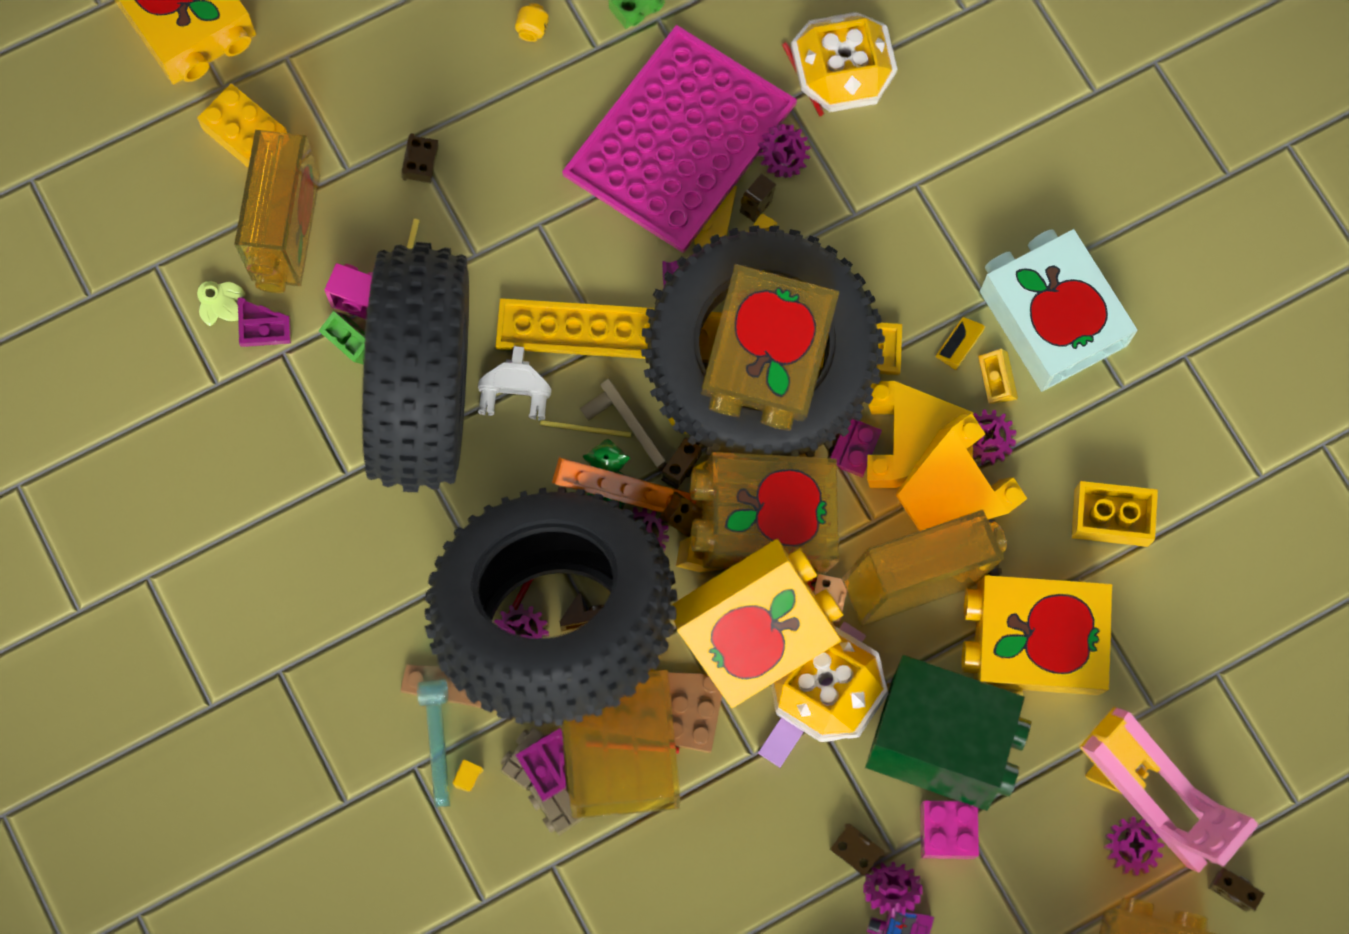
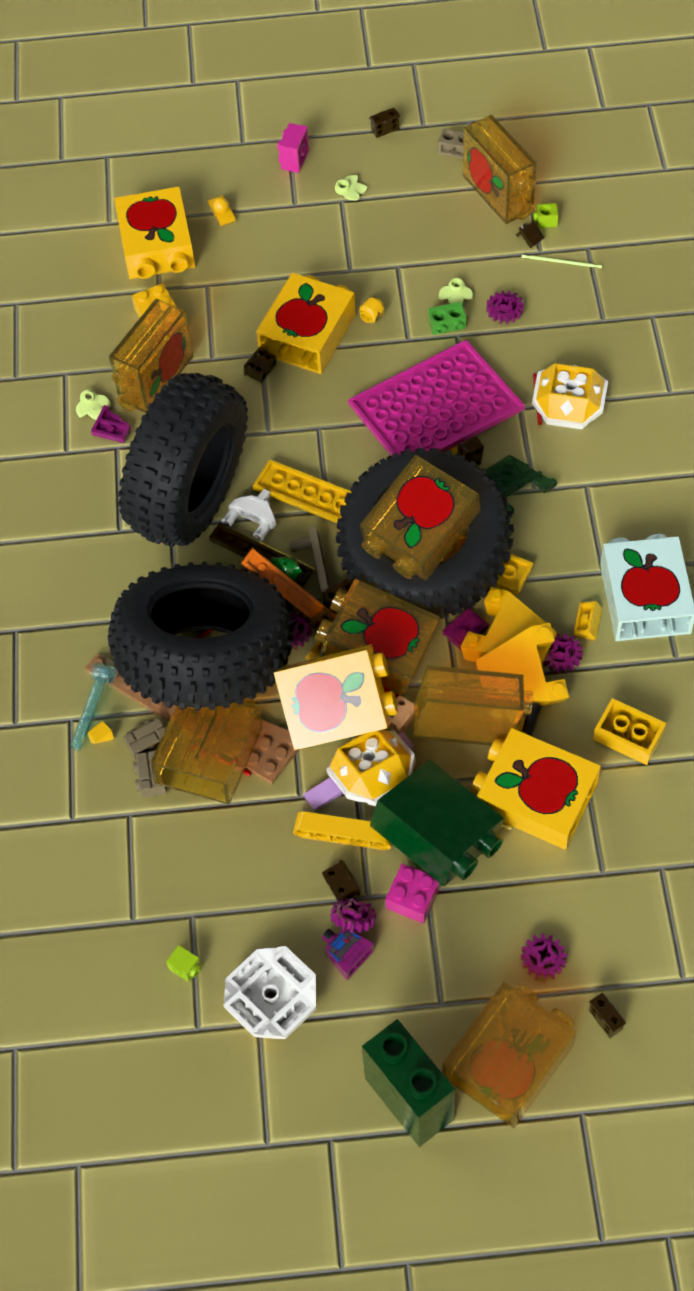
camera: 30 degrees right, 15 degrees down
(456, 73) = (307, 322): none -> yellow brick
(540, 438) = (242, 545): none -> dark brown plate
(545, 765) = (148, 740): magenta wing -> none
(781, 153) = (508, 436): magenta gear -> none
(820, 205) = (514, 474): none -> clear green wing
(821, 783) = (338, 830): none -> yellow beam
(960, 342) = (570, 590): yellow slope -> none
(1124, 754) = (556, 880): bright pink piece -> none

